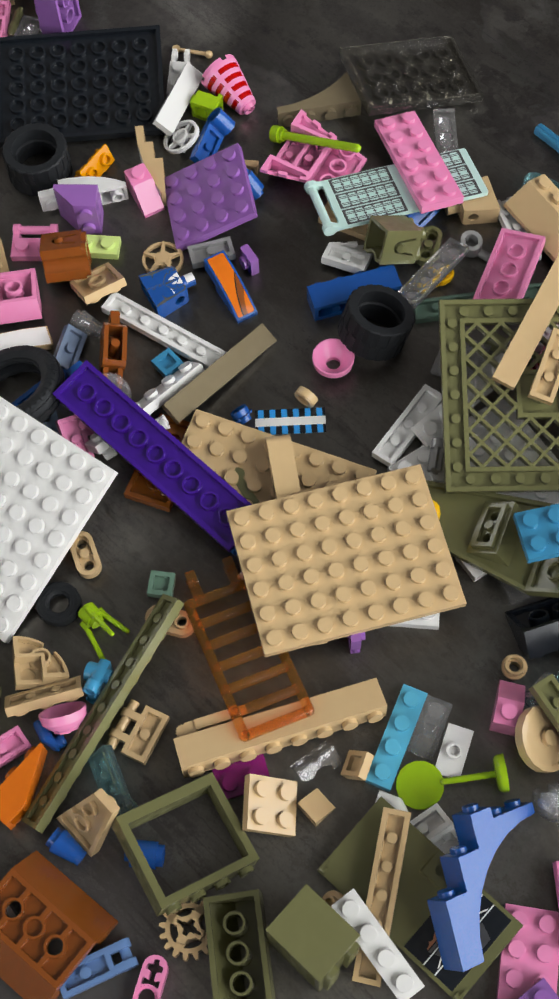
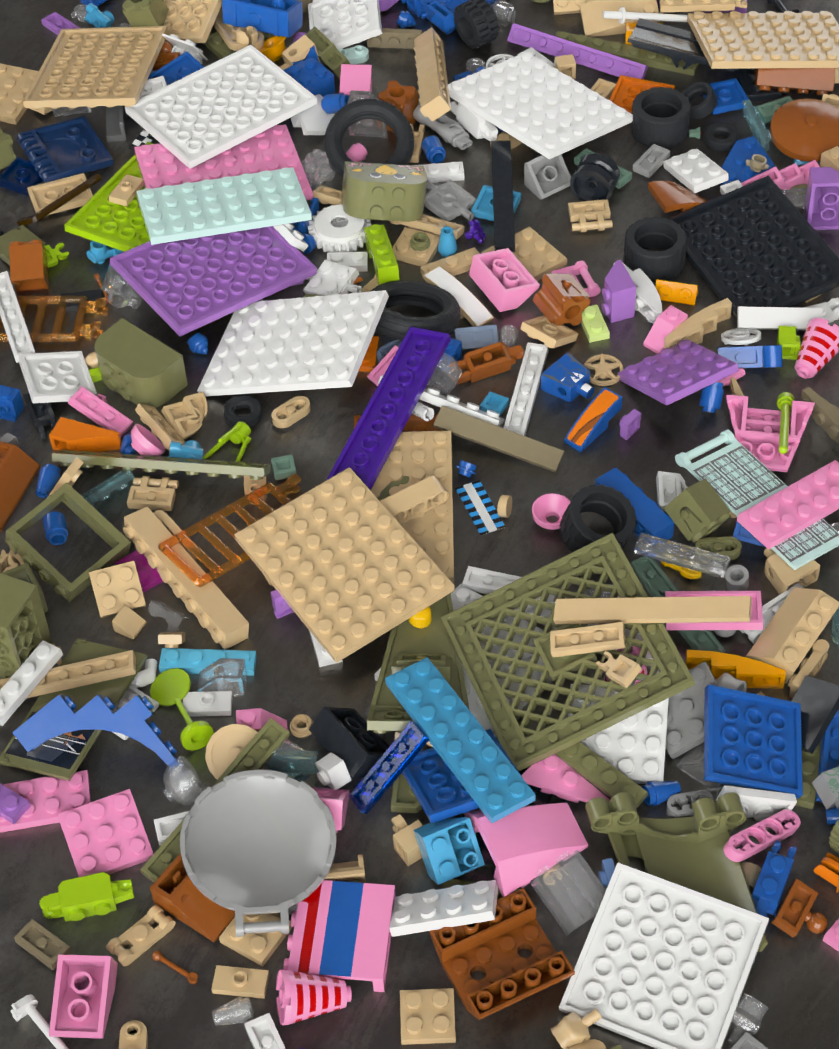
camera: 70 degrees right, 15 degrees down
(201, 251) = (630, 398): light grey plate -> none

